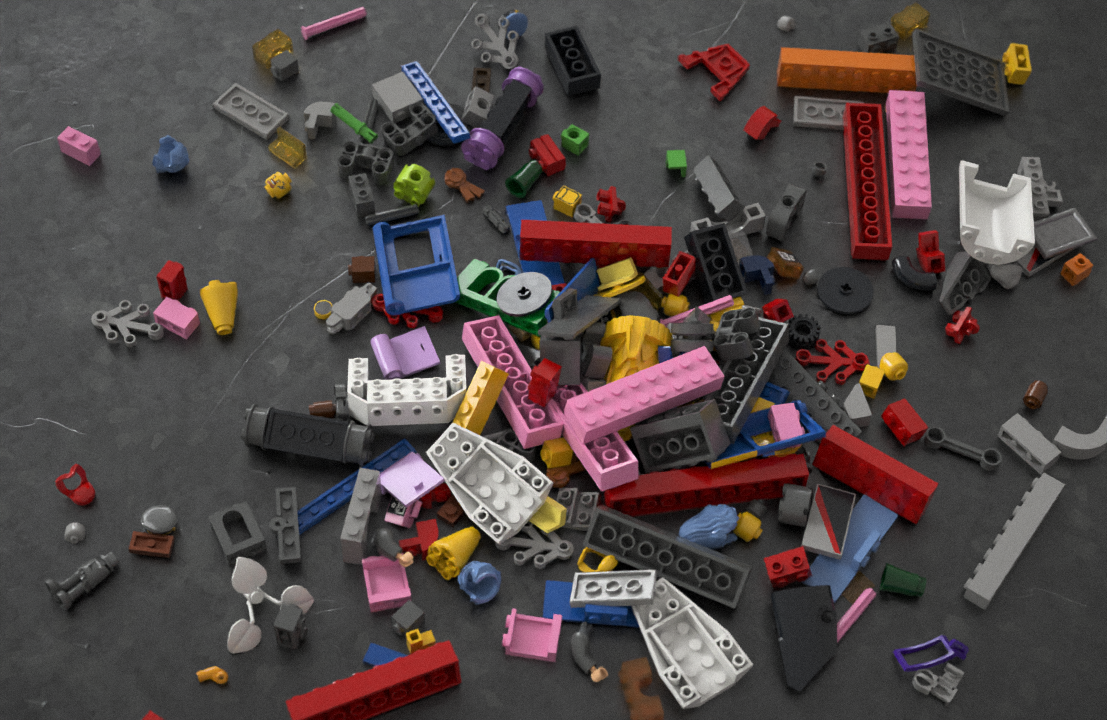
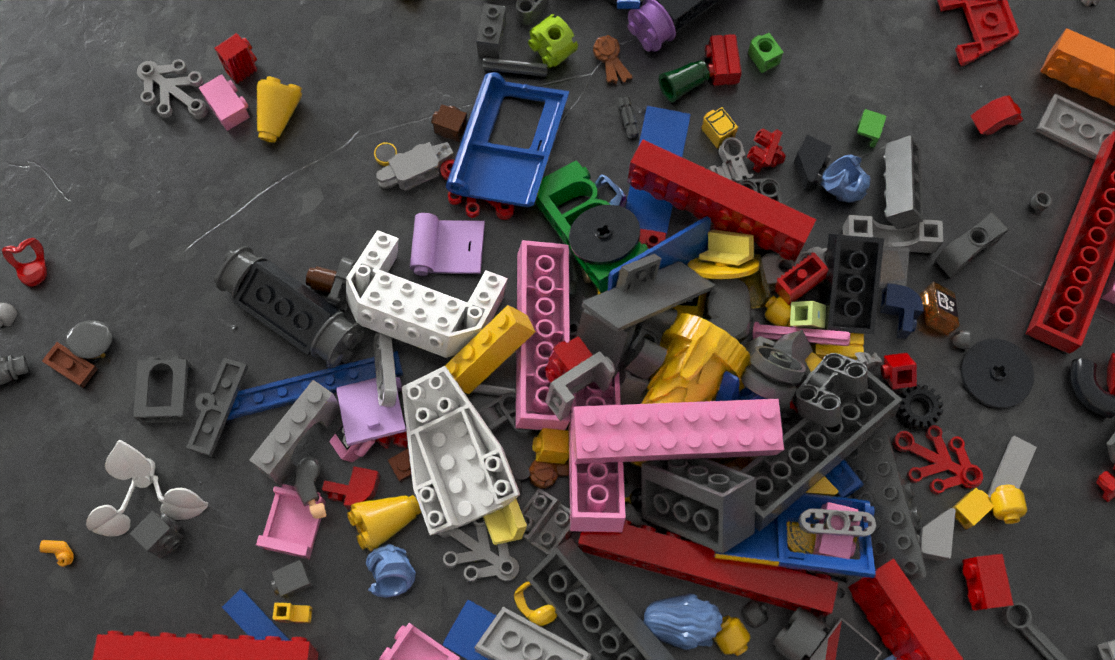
camera: 25 degrees right, 15 degrees up
(405, 446) = (385, 370): none -> light grey beam
(564, 382) = (561, 391): none -> light grey panel
(644, 200) = (809, 160): none -> black slope
(677, 201) = (846, 179): none -> medium blue helmet
(695, 296) = (808, 315): none -> yellowish green brick
(777, 421) = (817, 514): none -> light grey beam

